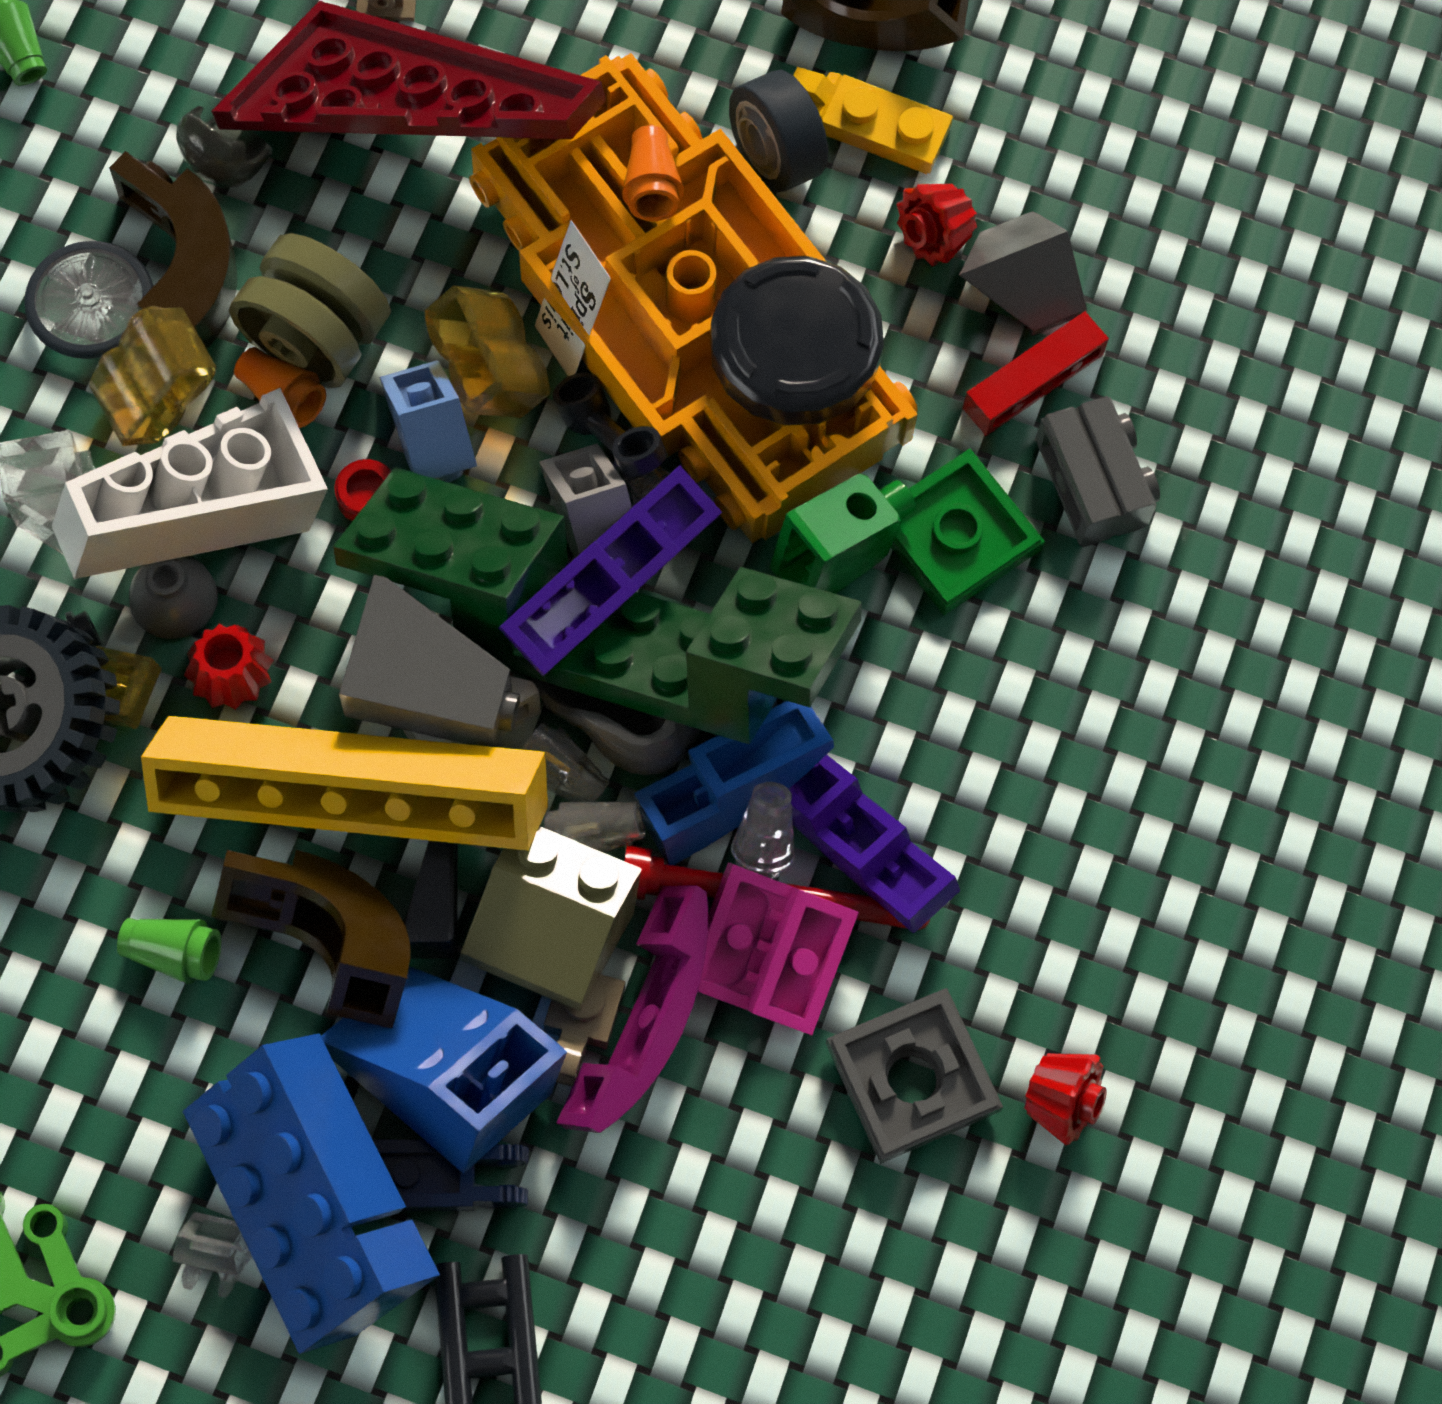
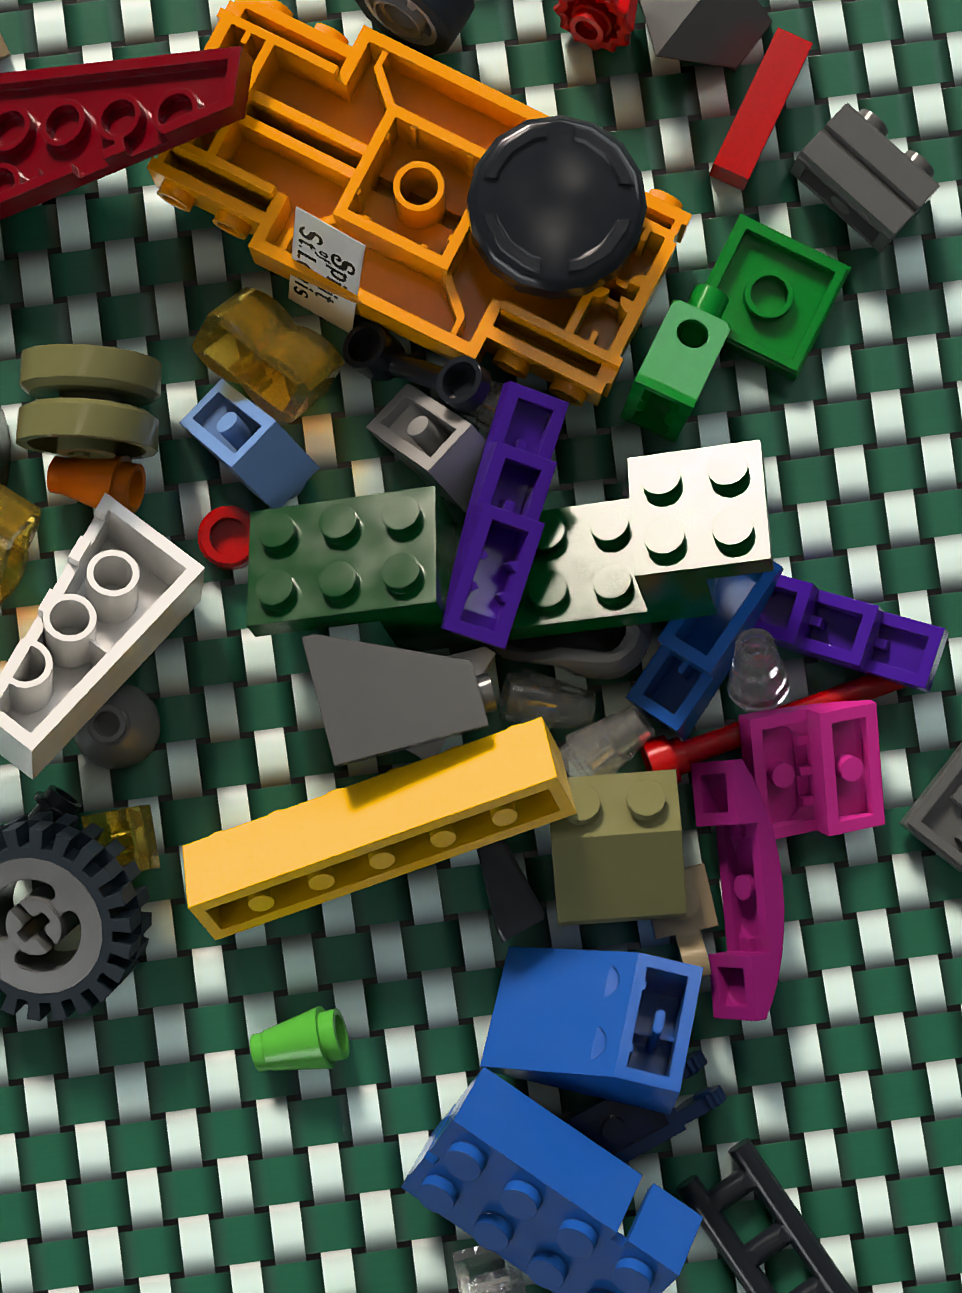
camera: 25 degrees left, 15 degrees up
(228, 666) = (204, 766): red piece -> none
(335, 916) = (437, 946): dark brown arch -> none
(652, 179) = (336, 113): orange cone -> none

